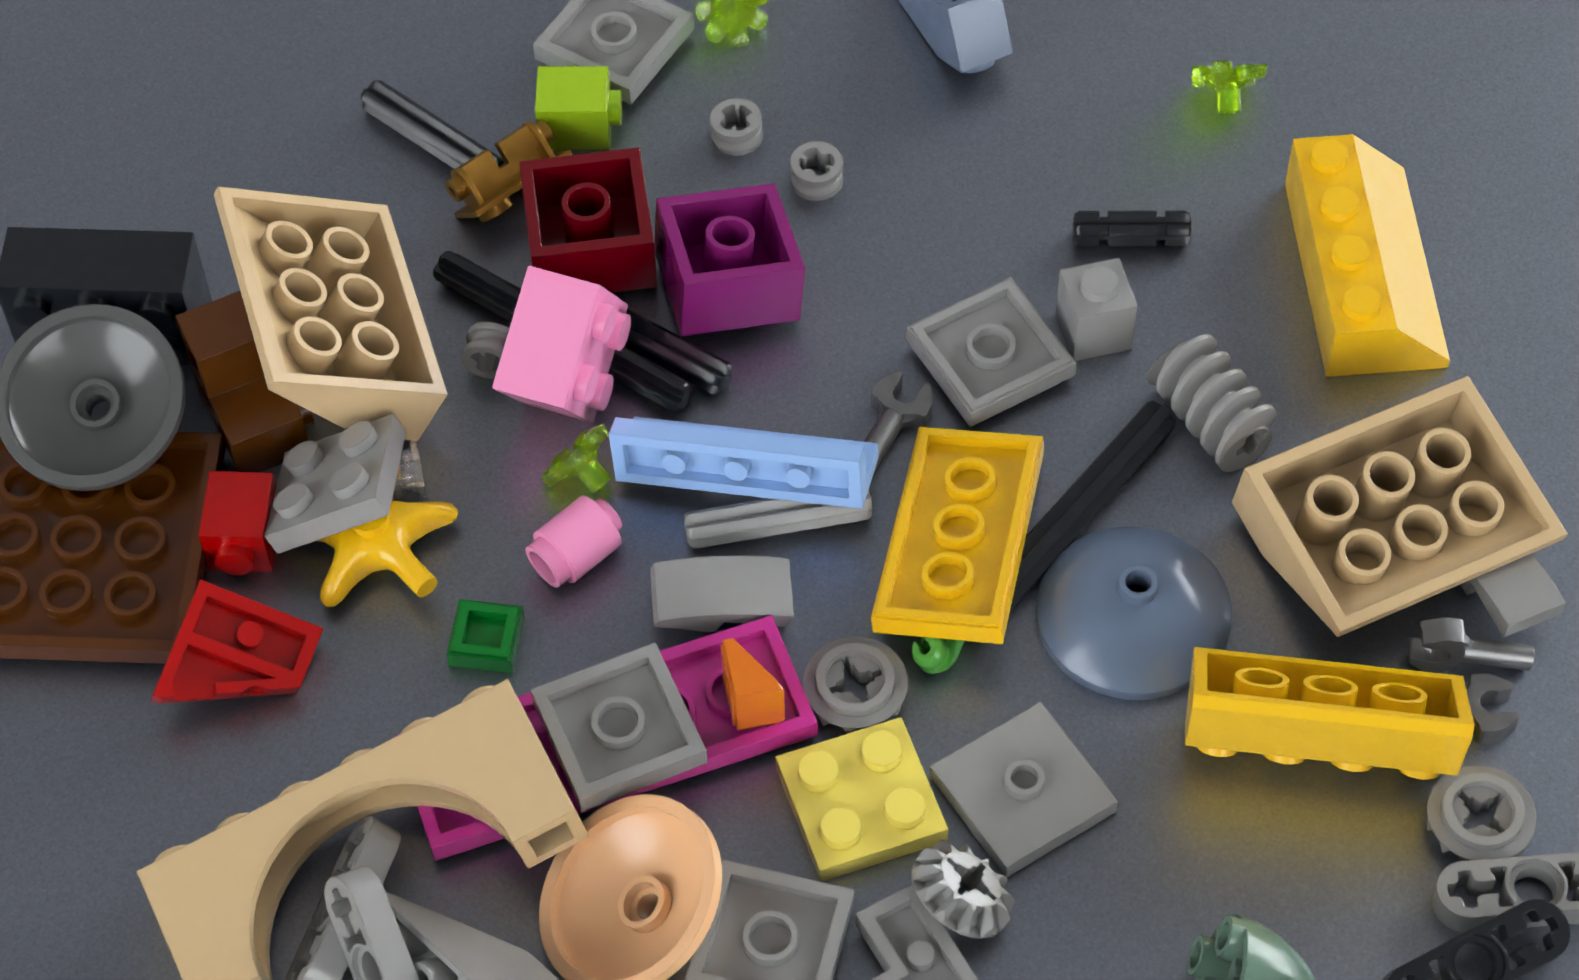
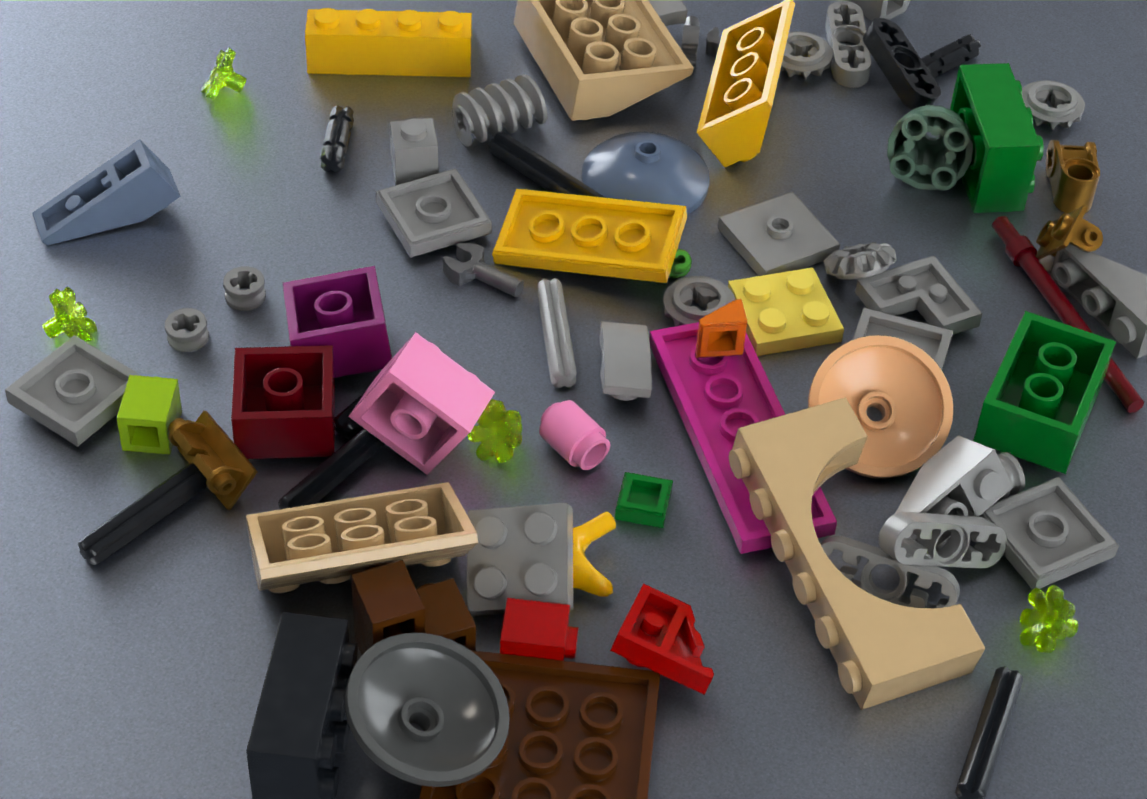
camera: 90 degrees left, 10 degrees down
(484, 348) = (386, 475): light grey bush -> none
(618, 726) = (743, 395): light grey plate -> none
(742, 461) = (528, 329): light blue fence -> none

